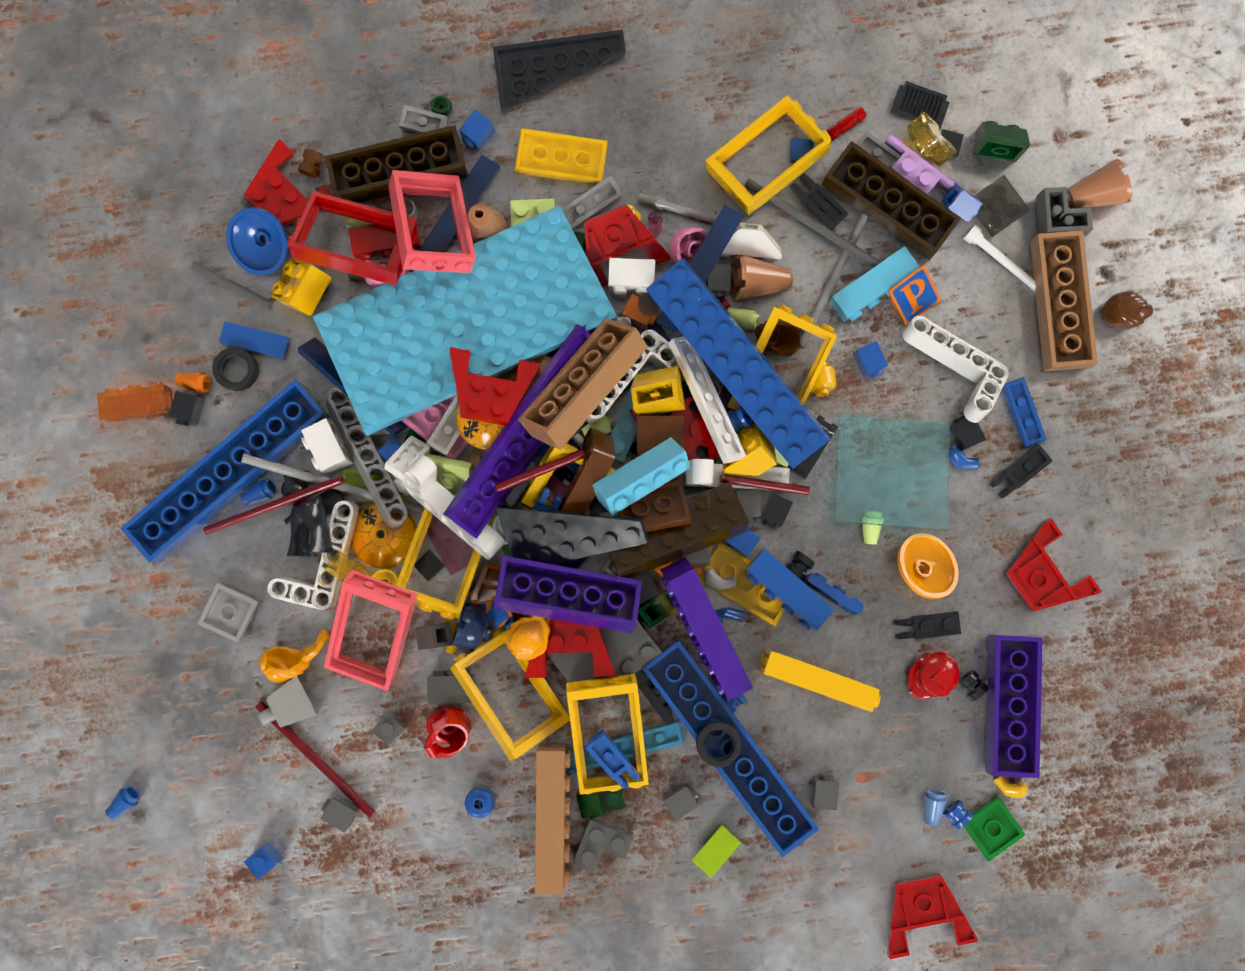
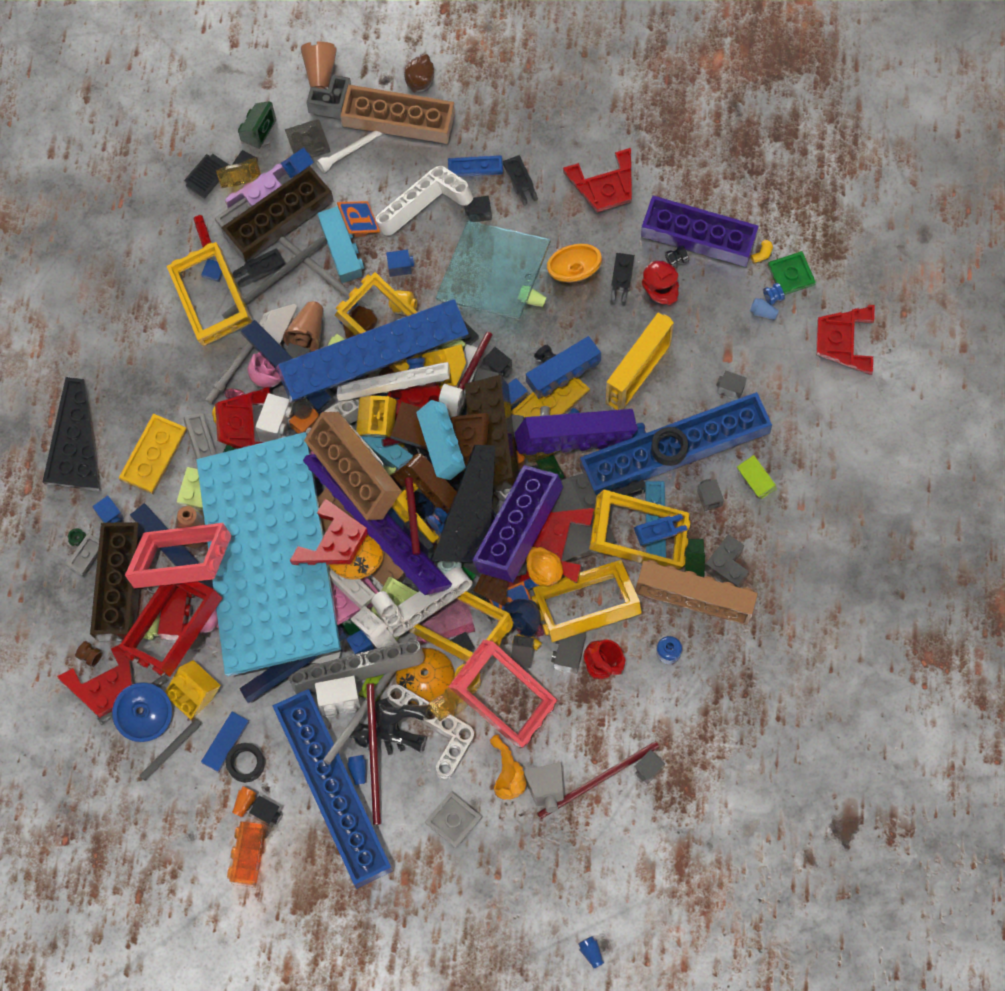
camera: 75 degrees left, 15 degrees down
(263, 860) = (671, 840): blue brick -> none
(389, 728) = (588, 707): dark grey brick -> none
(833, 594) = (588, 329): blue hinge -> none
(960, 460) = (498, 220): blue arm -> none

